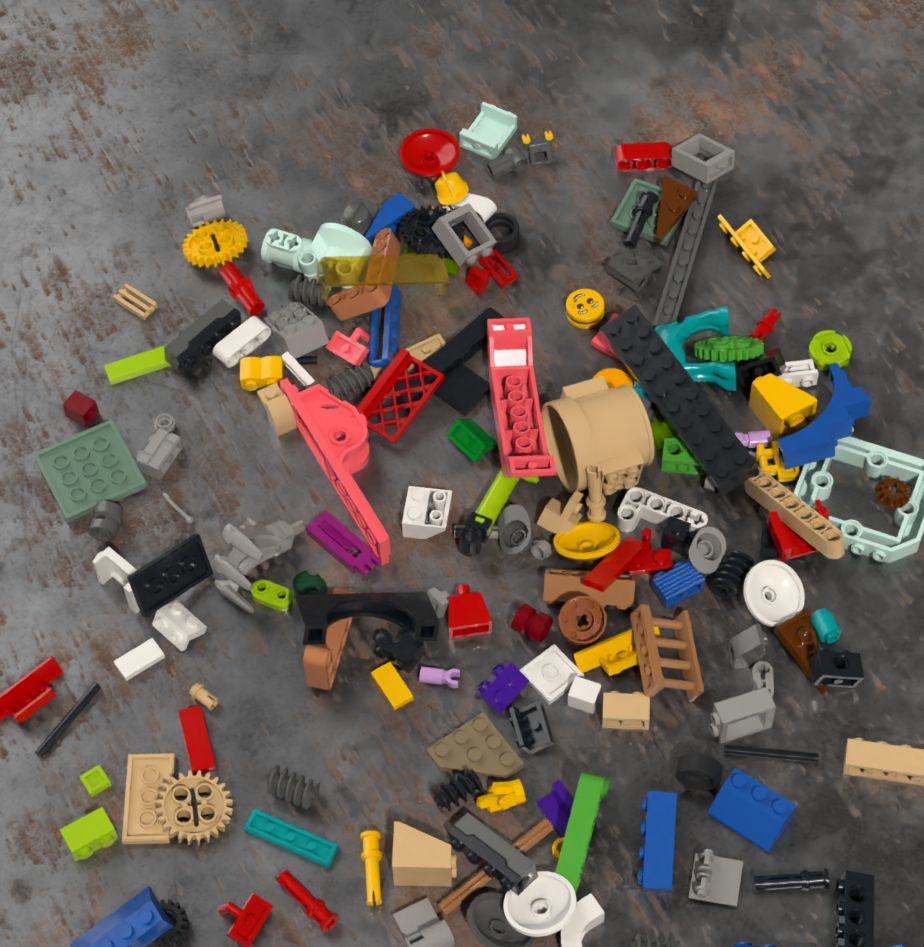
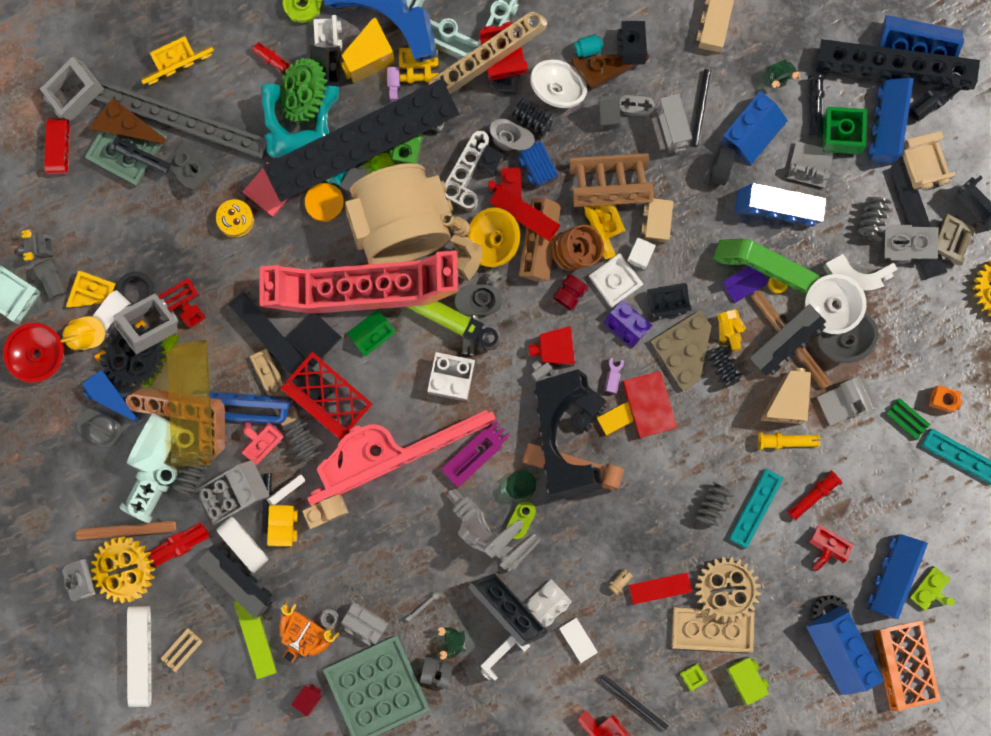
camera: 90 degrees left, 25 degrees up
(128, 265) = (139, 656): none -> white beam
(138, 534) = (455, 642): none -> clear green piece
(149, 397) = (302, 634): none -> torso
(255, 246) = (126, 530): none -> nougat axle
(408, 715) = (649, 404): none -> tile
(500, 192) = (89, 290): none -> yellow wing
(761, 909) = (844, 130): none -> green brick
(824, 833) = (781, 72): none -> clear green piece

